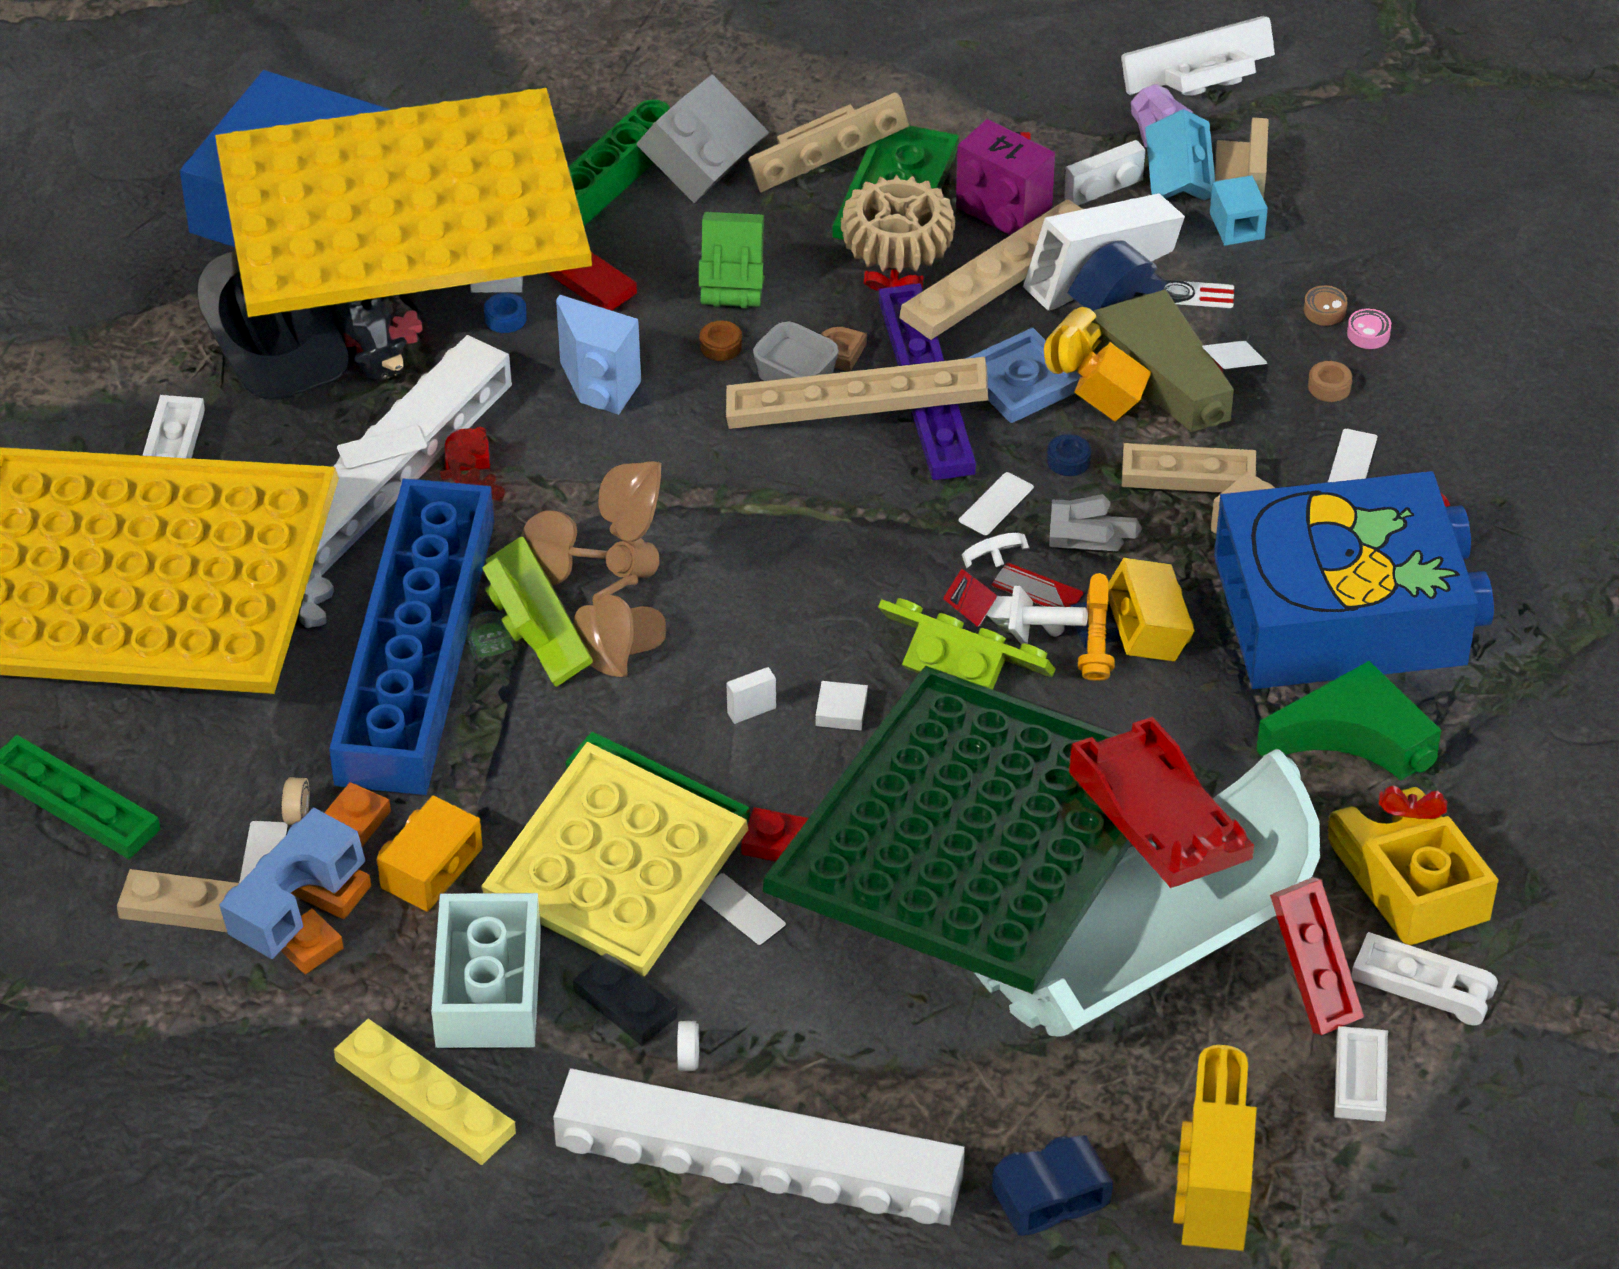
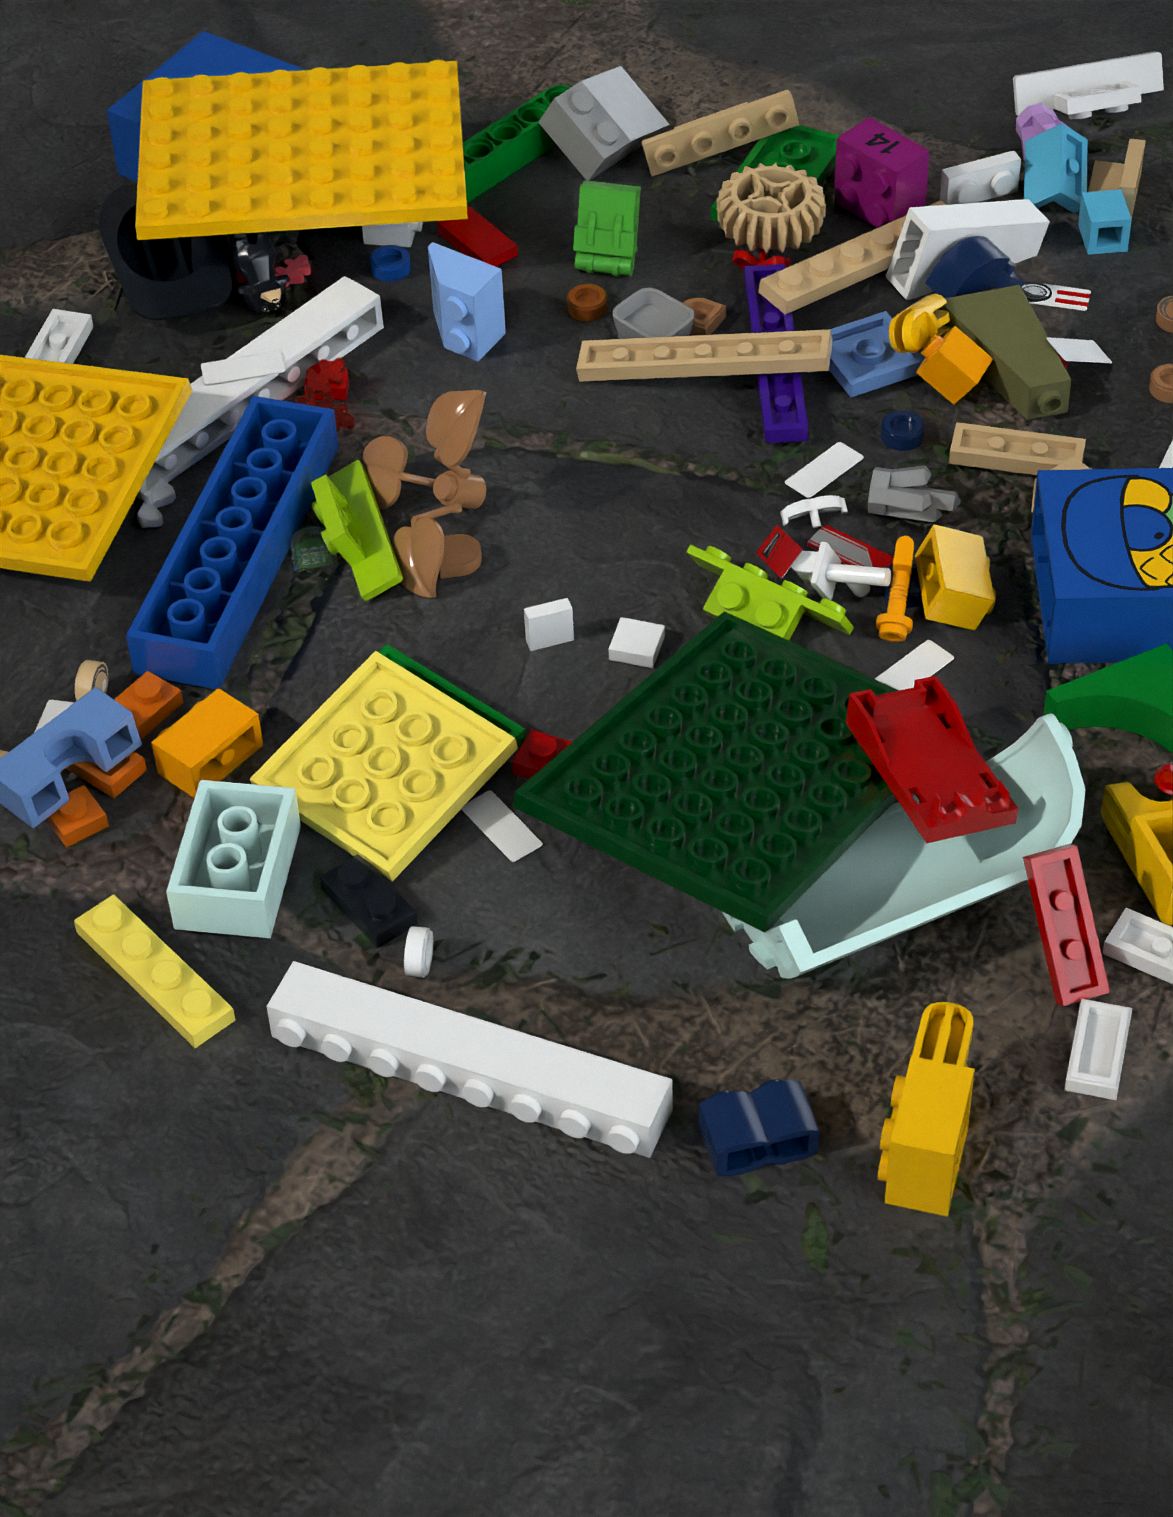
camera: 10 degrees right, 0 degrees up
(1123, 705) = (918, 664): none -> white sticker

